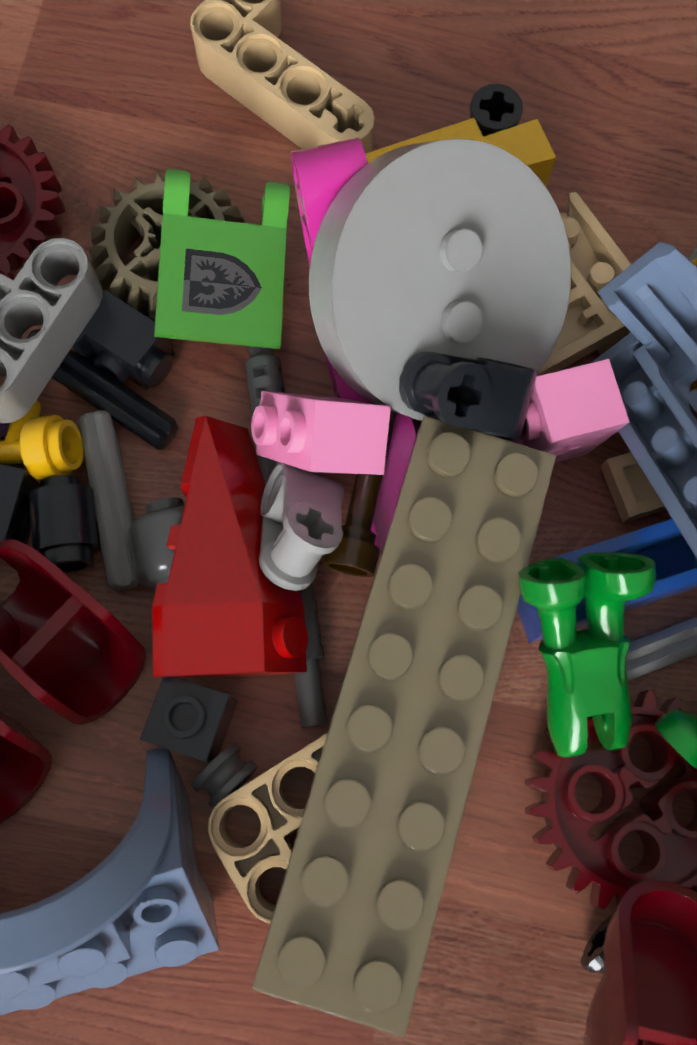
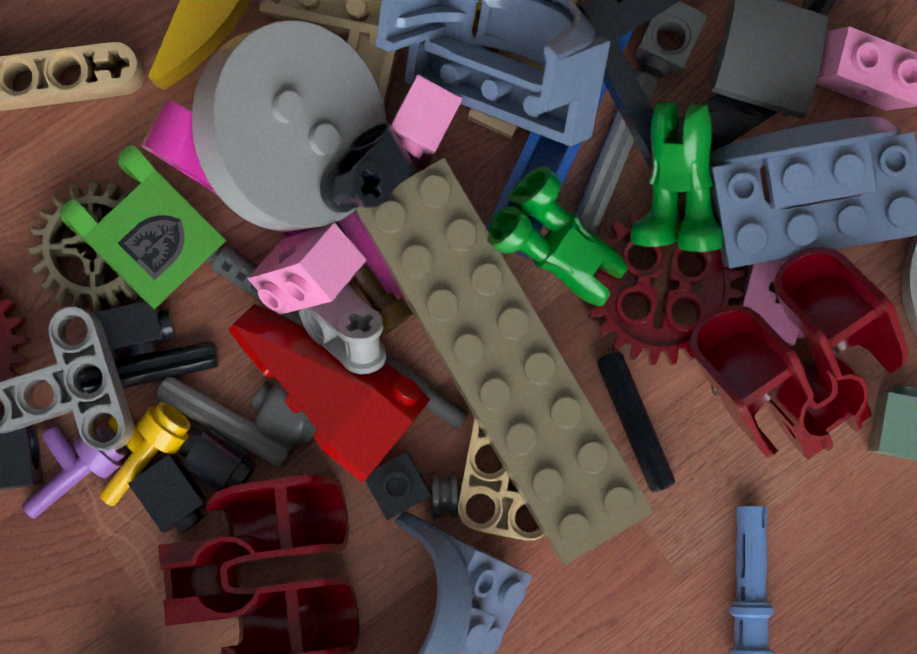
camera: 40 degrees left, 10 degrees up
(475, 908) = (636, 421): none -> black axle

